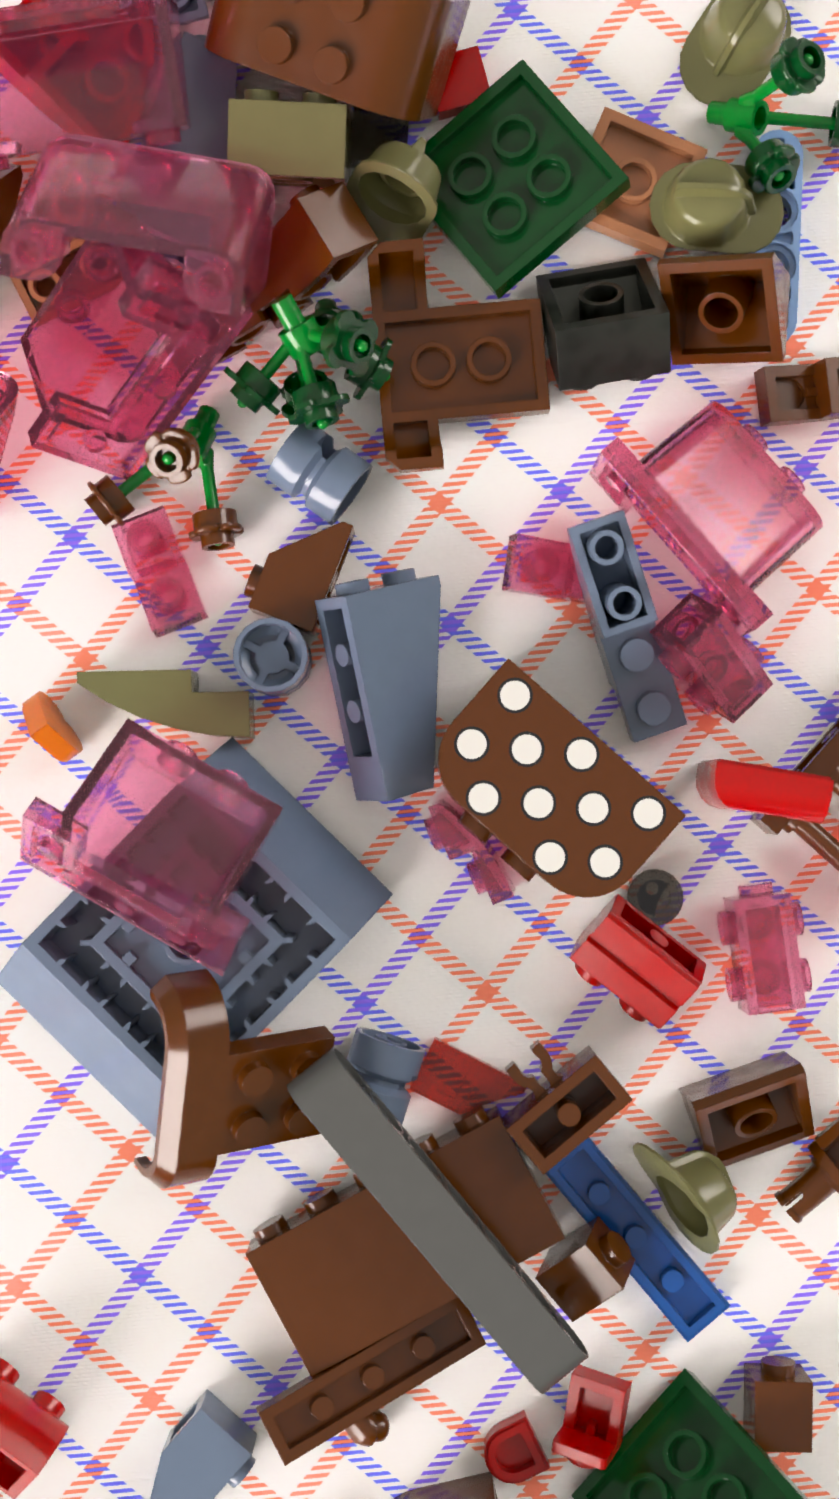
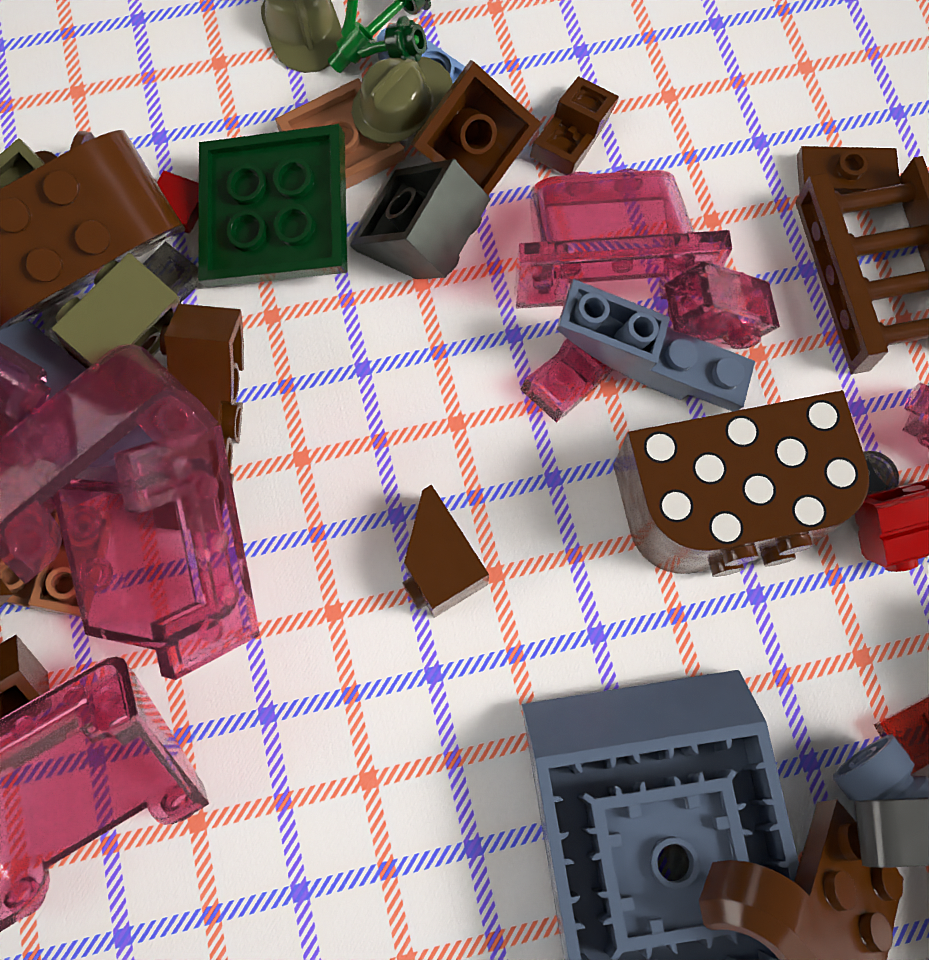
camera: 50 degrees left, 15 degrees down
(49, 727) = (404, 849): orange tile -> none
(157, 842) = (586, 819): clear pink windscreen -> none
(159, 571) = (348, 664): clear pink slope -> none
(173, 457) = (272, 574): reddish brown plant -> none
(175, 701) = (460, 728): olive slope -> none
(272, 657) = (485, 620): sand blue wheel -> none
(309, 394) = (272, 405): dark green plant -> none
(323, 475) = (370, 483): sand blue wheel -> none
(385, 679) = (569, 549): sand blue slope -> none
(397, 190) = (218, 274): olive piece -> none
(449, 359) = (360, 339): reddish brown piece -> none
(486, 869) = (733, 584): clear pink slope -> none
(764, 790) = (848, 336): red brick -> none

